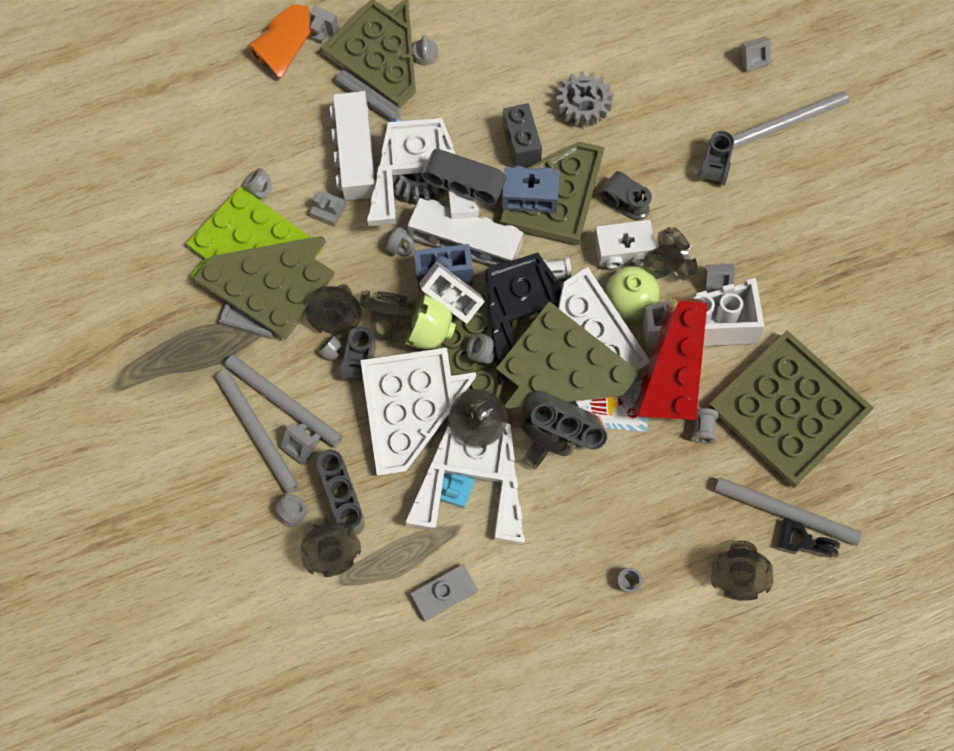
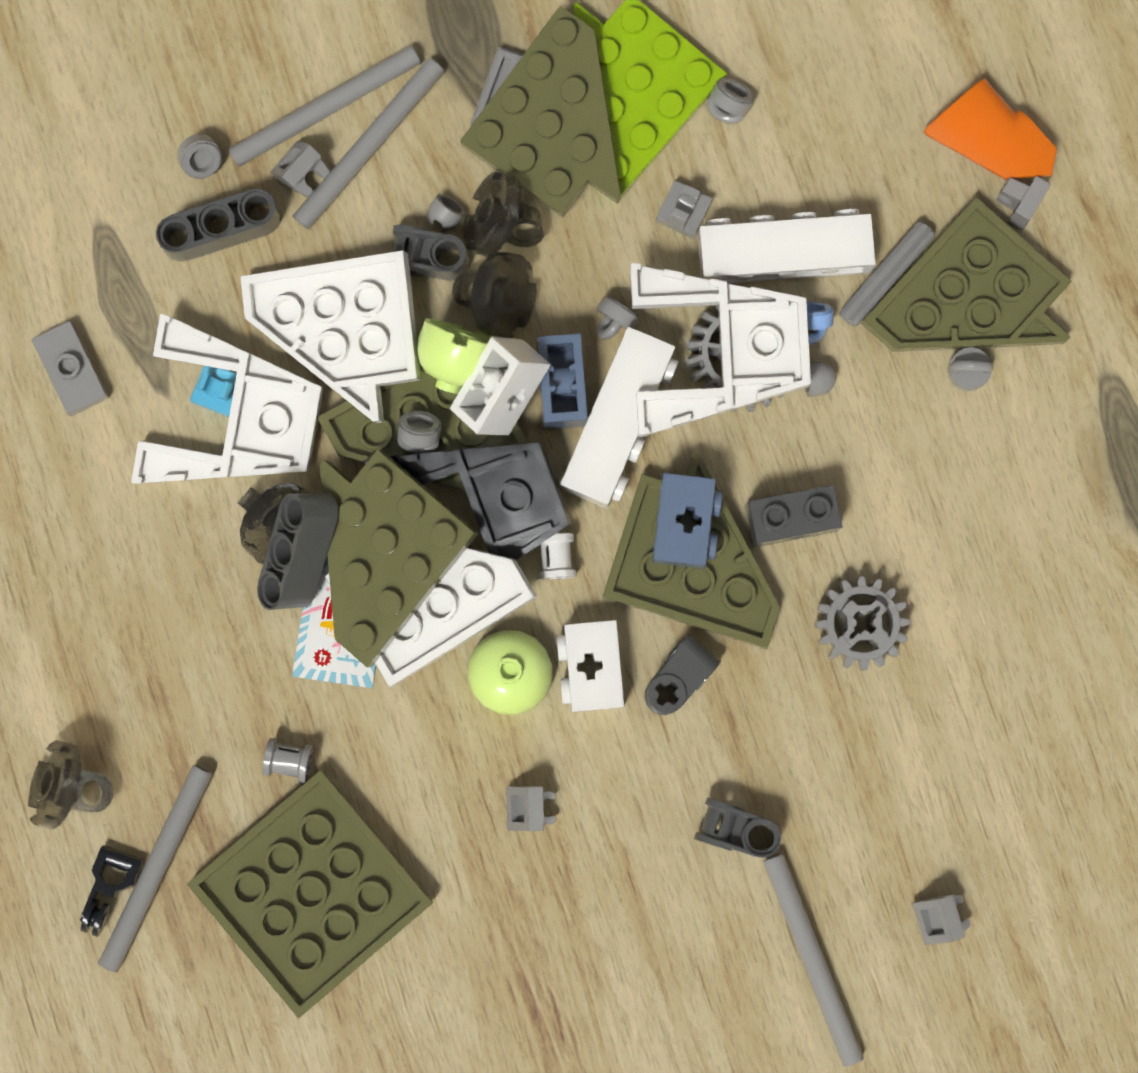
camera: 90 degrees right, 15 degrees up
(329, 548) = (136, 206): clear smoke tile -> none
(464, 176) = (690, 411): dark grey beam -> none
(477, 418) = (308, 420): clear smoke tile -> none
(625, 584) = (61, 623): light grey hinge -> none
(673, 254) = (559, 734): clear smoke tile -> none
(674, 371) = (360, 715): red wedge -> none
(731, 316) = (455, 782): white wedge -> none

